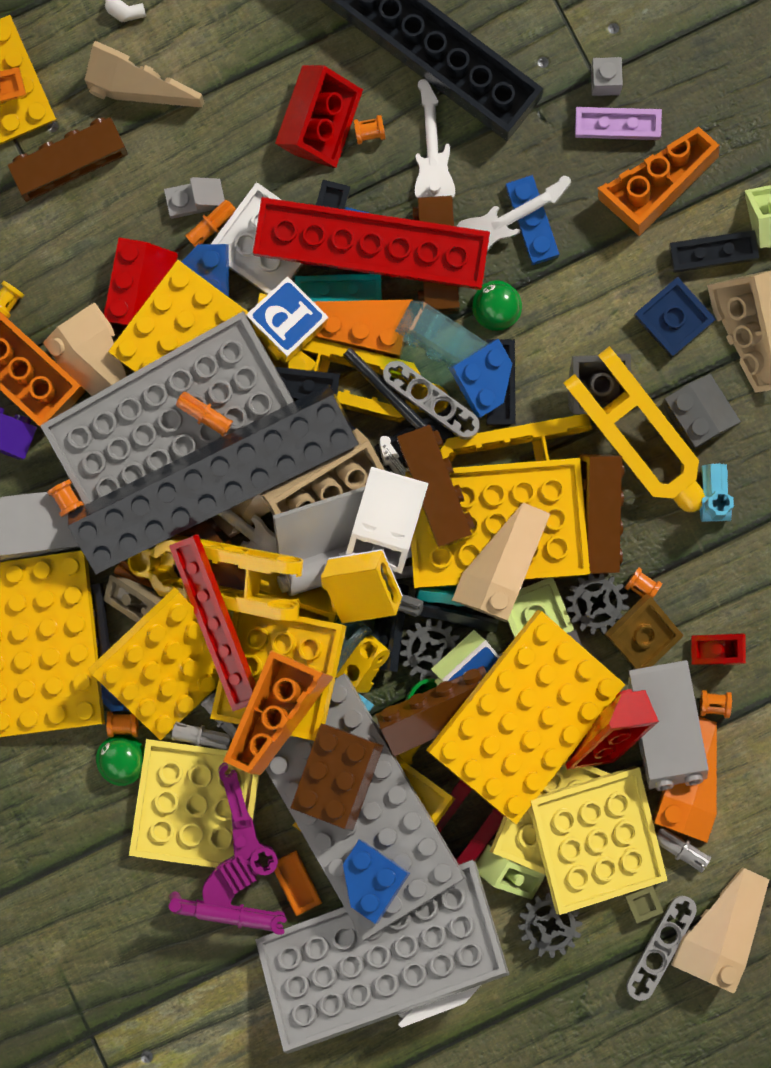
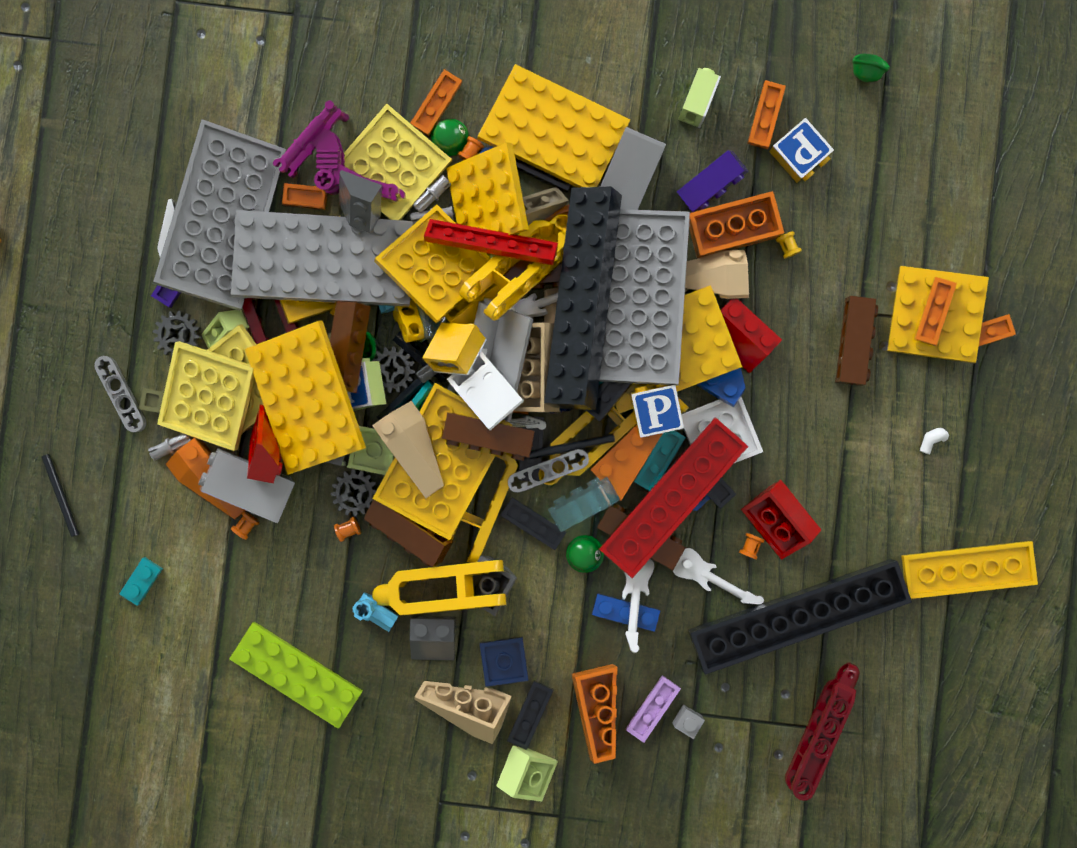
camera: 115 degrees right, 5 degrees up
(65, 498) = (633, 199): orange bush -> none
(91, 799) = (436, 102): none -> orange plate
(116, 77) = (890, 405): tan wedge -> none
(194, 198) = (778, 407): light grey slope -> none
(204, 413) = (628, 318): orange axle -> none
(211, 223) = (754, 405): orange axle -> none
(263, 804) = (359, 201): none -> dark grey slope
(274, 711) = (411, 244): orange wedge -> none
(337, 776) = (345, 256): reddish brown brick -> none
(372, 880) = (267, 237): blue plate -> none
(484, 377) = (541, 514): blue plate -> none
(516, 970) = (165, 295): none -> dark purple plate
(644, 634) = (315, 509): pearl gold plate -> none
(718, 649) = (276, 549): red slope -> none
(724, 936) = (99, 435): tan wedge -> none

